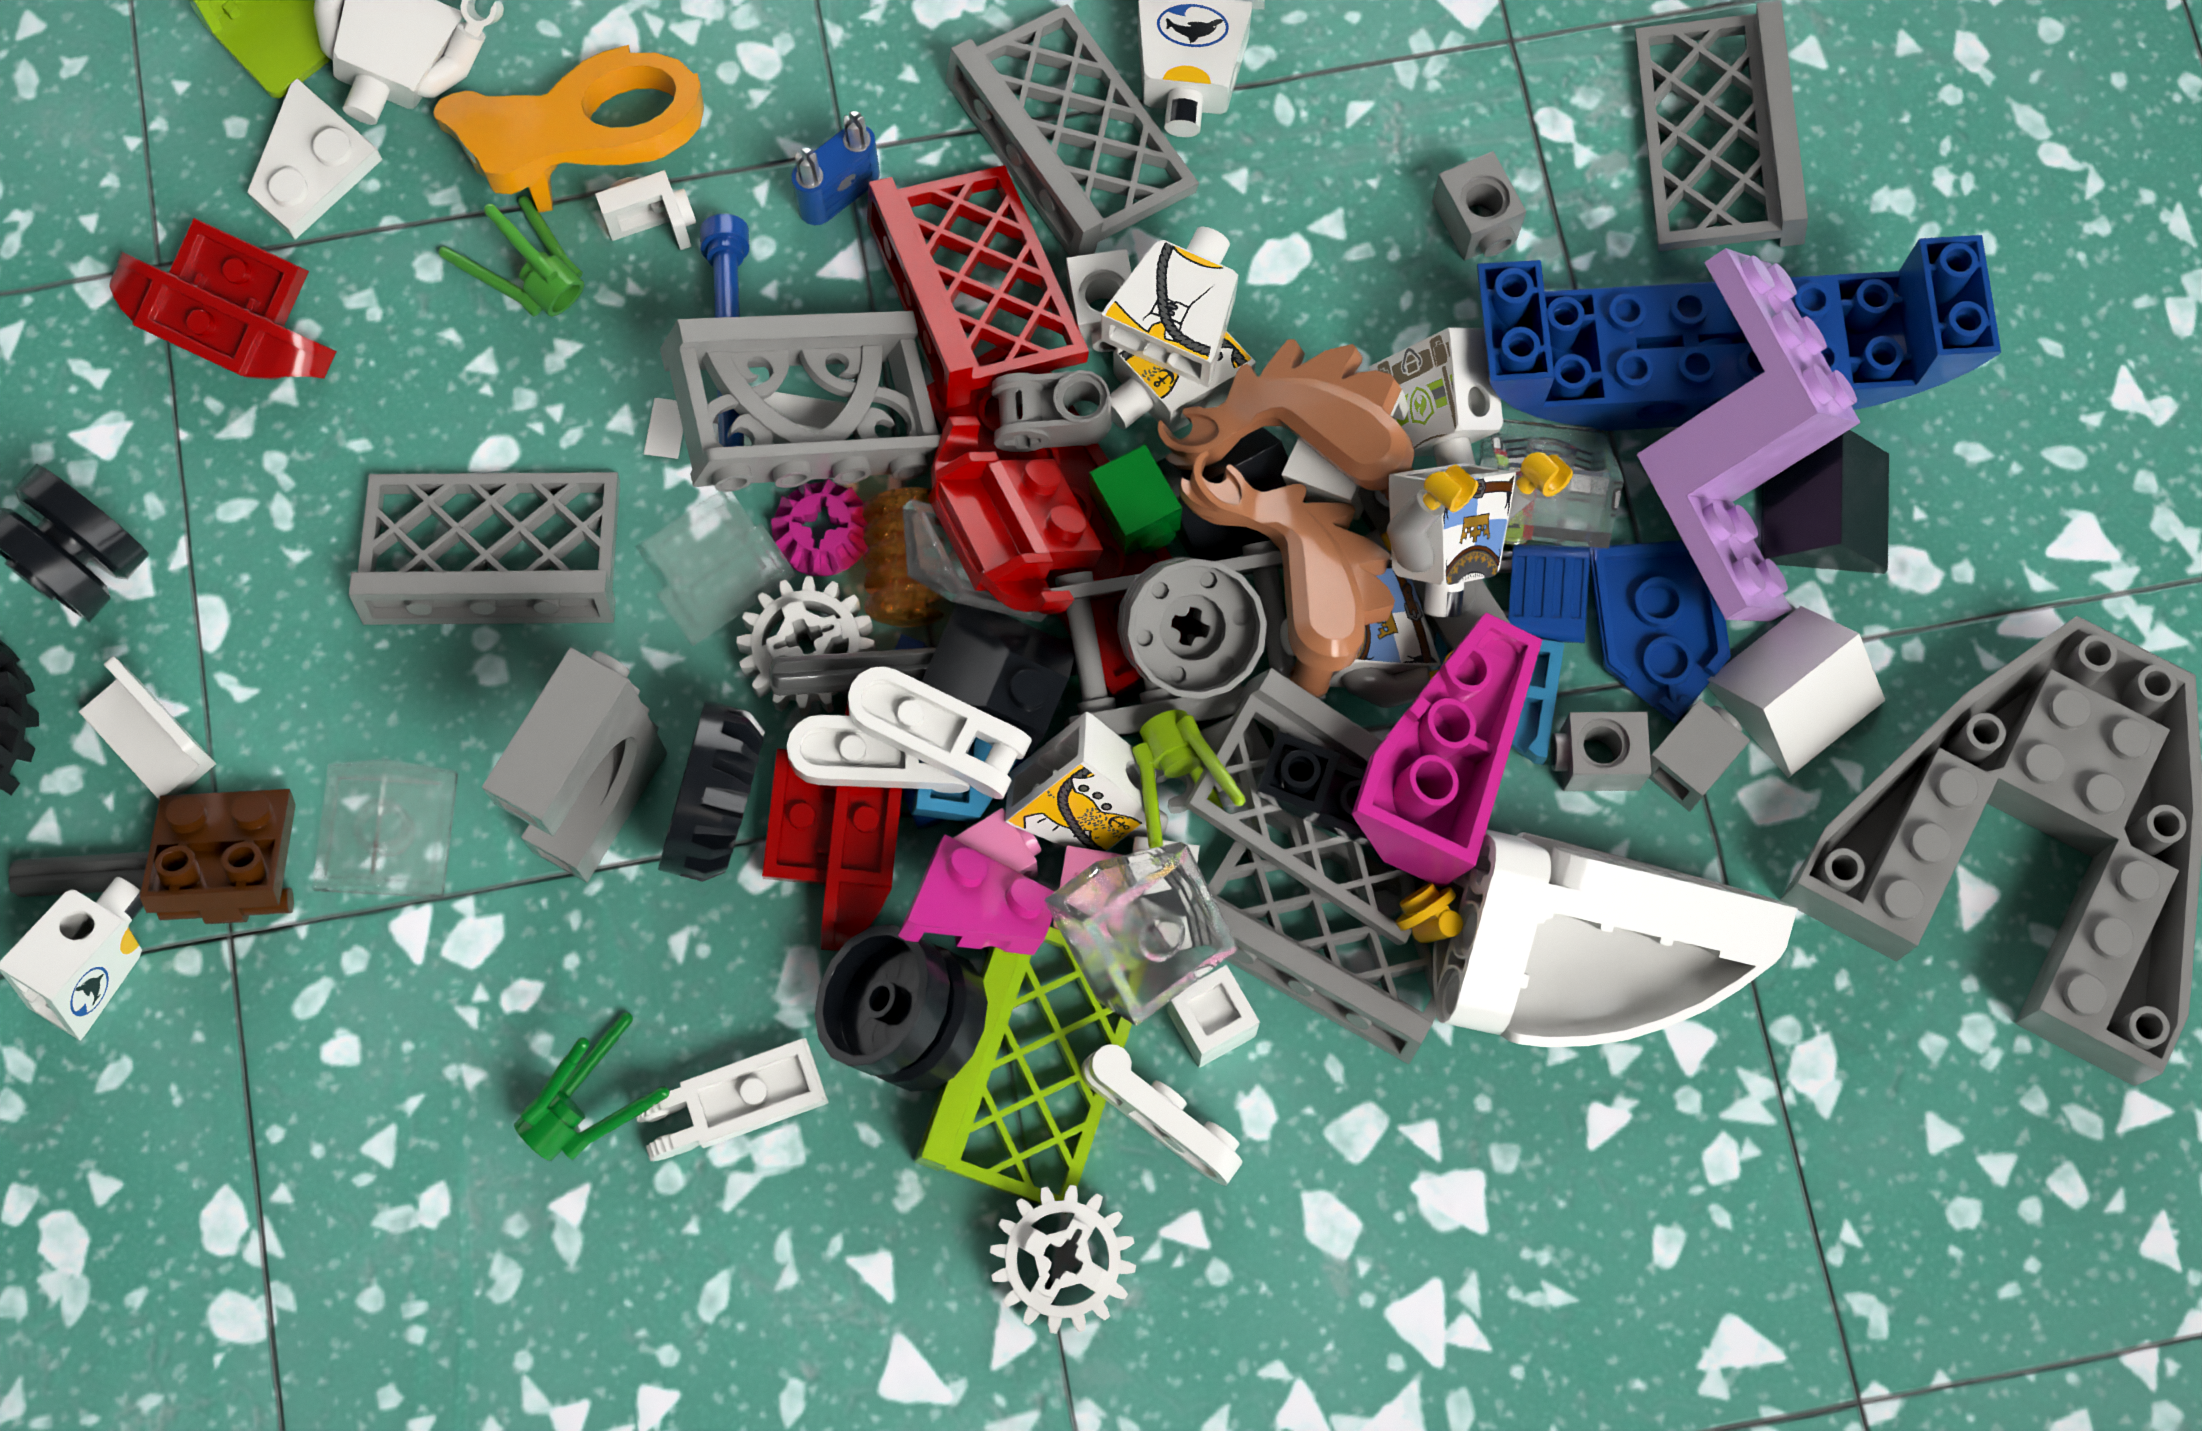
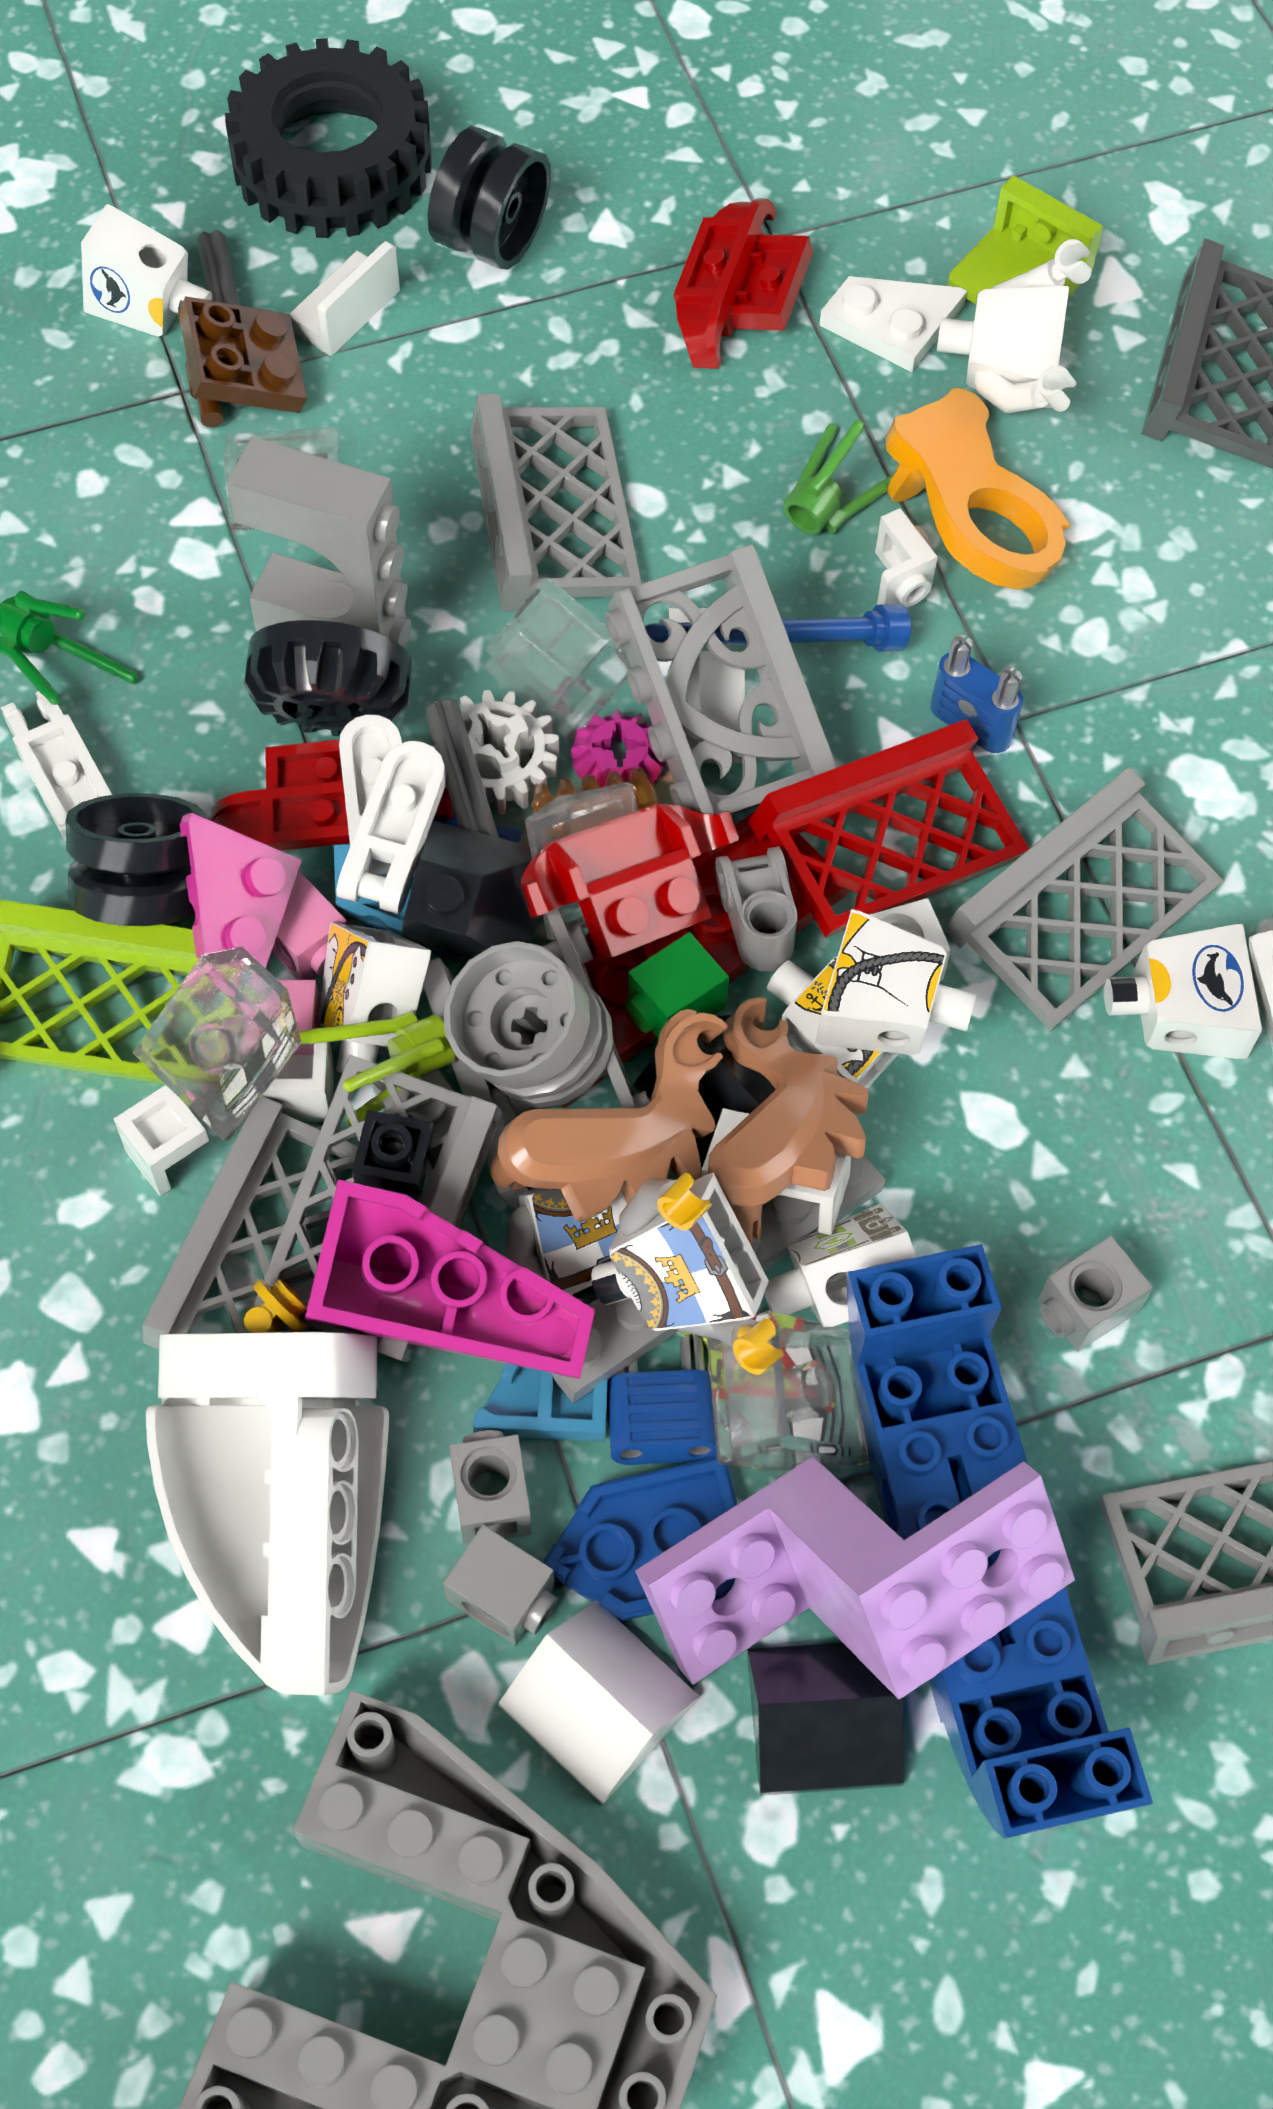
camera: 80 degrees right, 10 degrees down
(1161, 1114) = (62, 1105): white plate -> none

